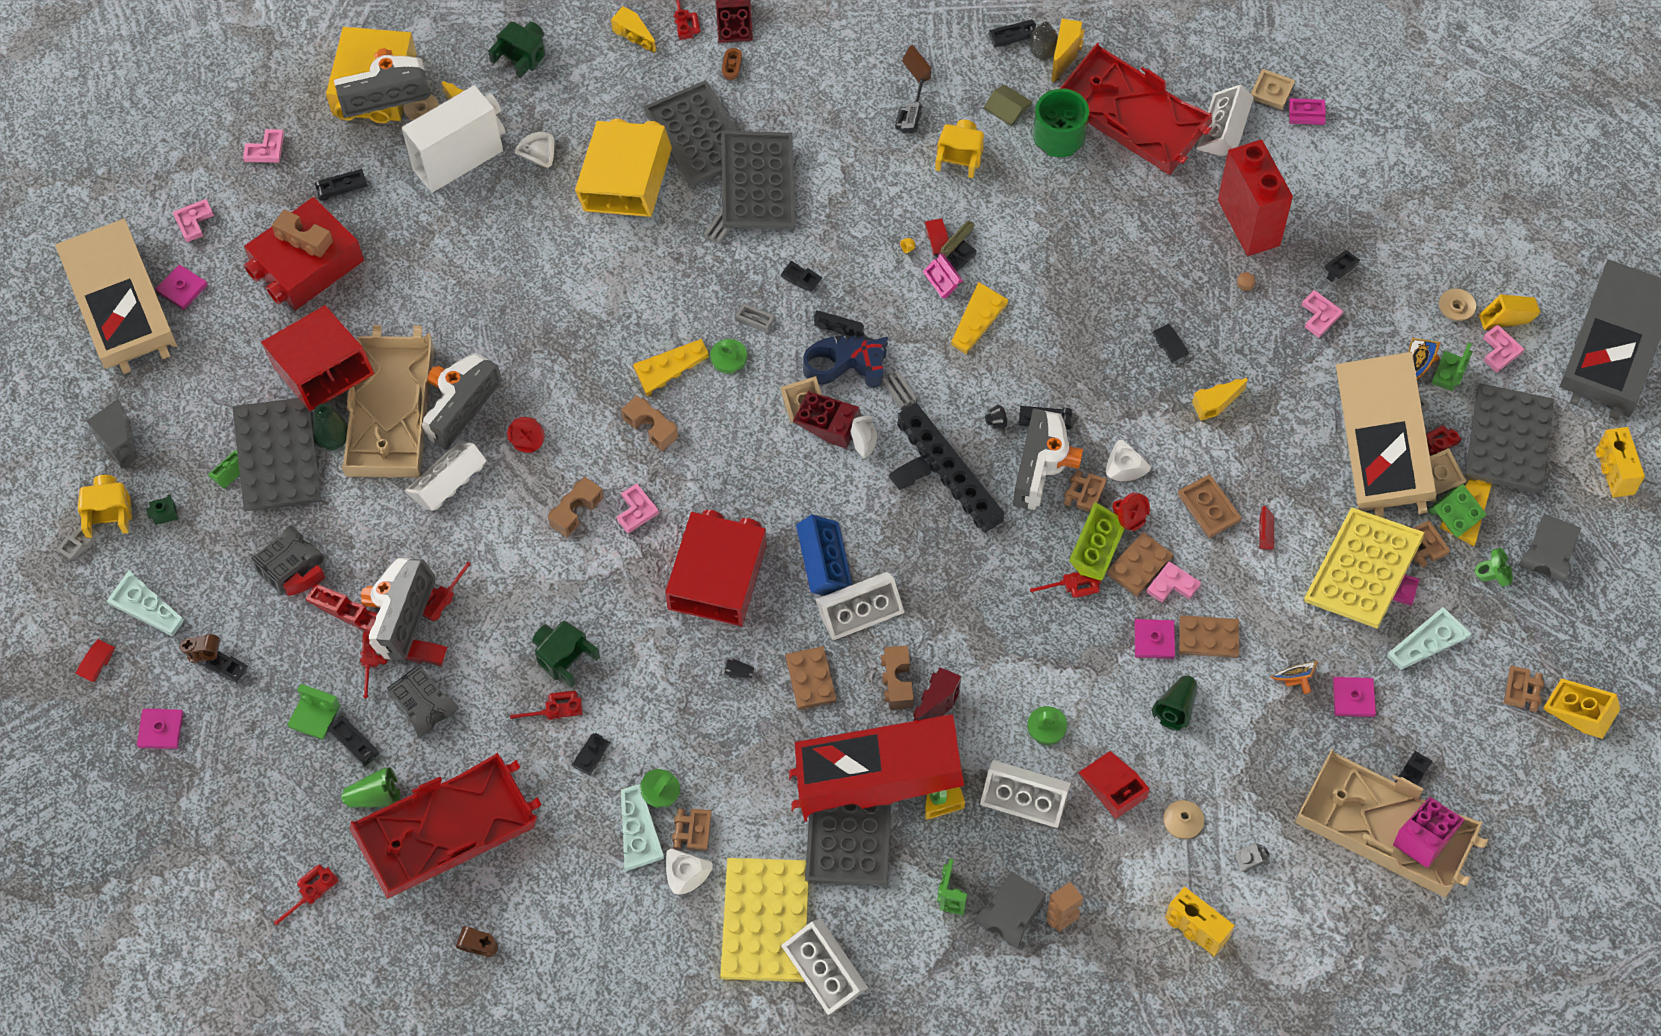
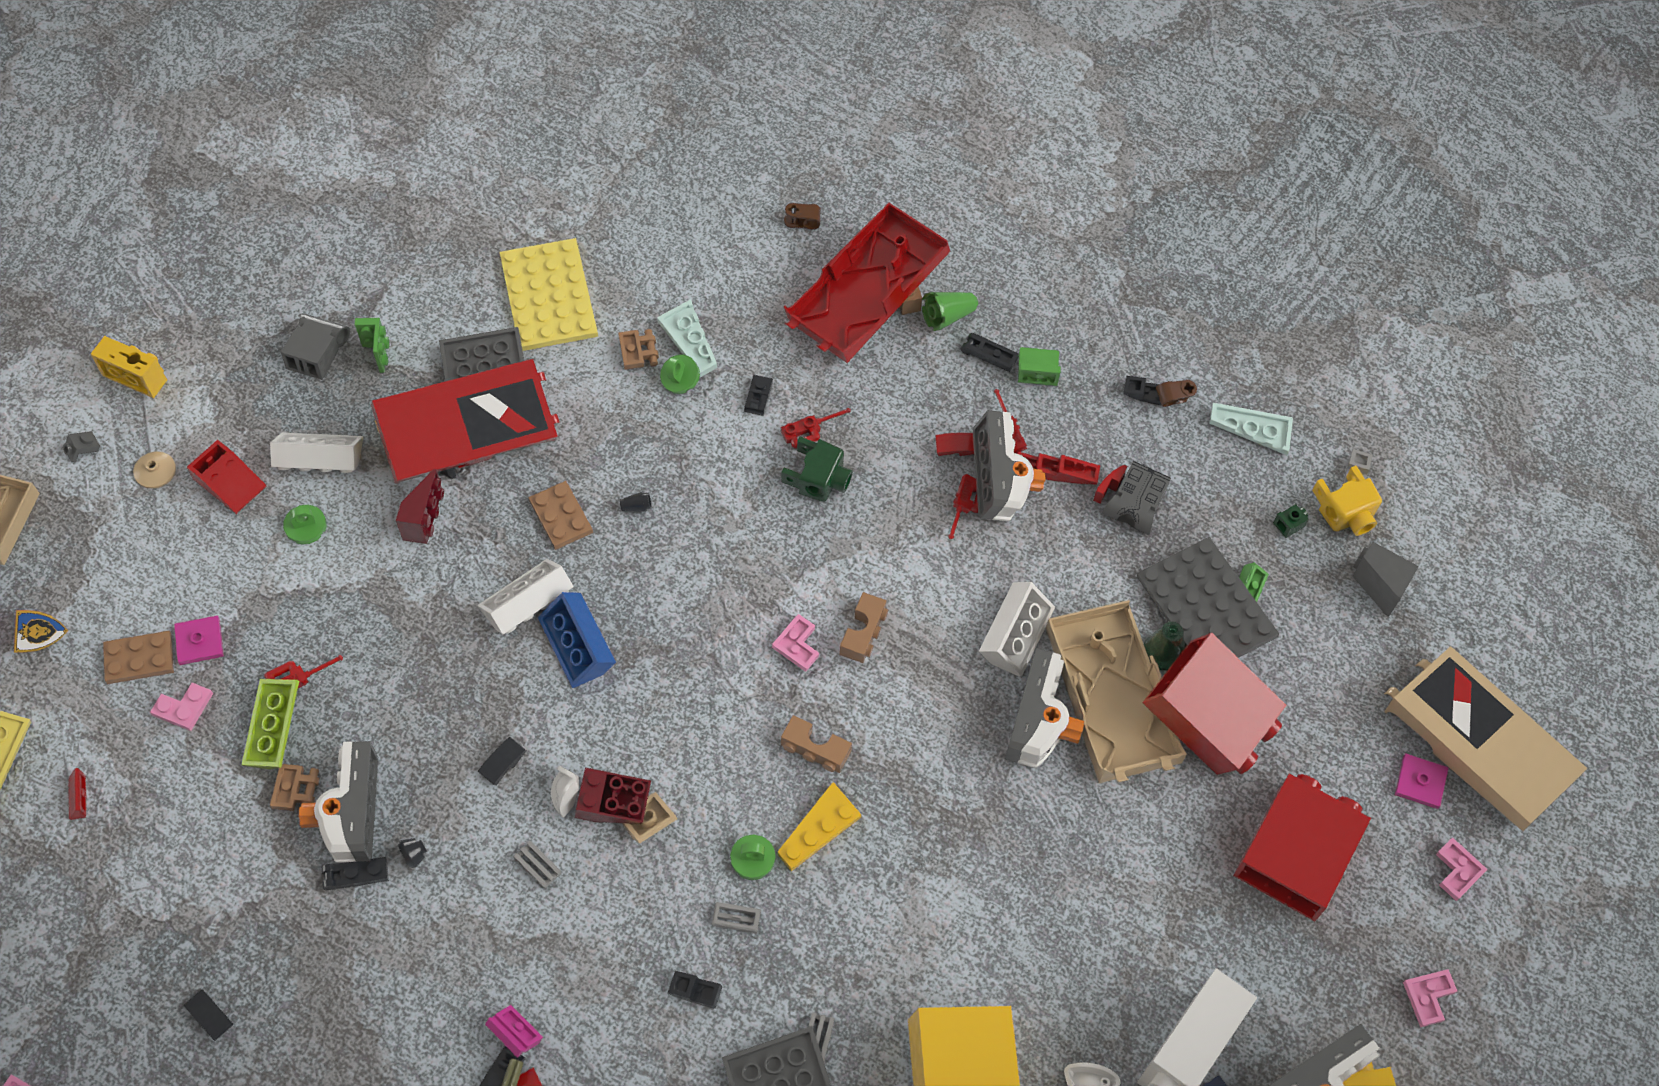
camera: 160 degrees right, 0 degrees up
(94, 660) = (1271, 366): red slope -> none
(160, 728) = (1176, 324): dark pink plate -> none
(313, 241) = (1329, 843): medium nougat arch -> none
(314, 891) = (968, 225): red piece -> none
(340, 184) = (1310, 968): black plate -> none
(421, 700) = (940, 397): dark grey piece -> none
(526, 434) = (947, 689): red tile -> none
(686, 871) = (633, 314): white hat -> none
(716, 567) = (686, 590): red brick -> none
(824, 966) = (480, 258): white slope -> none
(838, 324) = (628, 928): black plate -> none
(848, 352) = (603, 897): dark blue animal -> none
(899, 693) = (464, 516): medium nougat arch -> none
(907, 245) = (569, 1072): yellow hinge -> none
(979, 315) = (457, 999): yellow wing -> none
(985, 519) = (509, 829): black brick -> none
(1064, 907) = (259, 335): medium nougat arch -> none
(1126, 463) = (250, 837): white hat -> none
(1132, 510) = (234, 770): red tile -> none
(1139, 564) = (221, 720): medium nougat plate -> none
(1176, 704) = (165, 570): dark green cone -> none
(1209, 506) = (145, 805): medium nougat plate -> none
(1214, 400) = (144, 944): yellow slope -> none

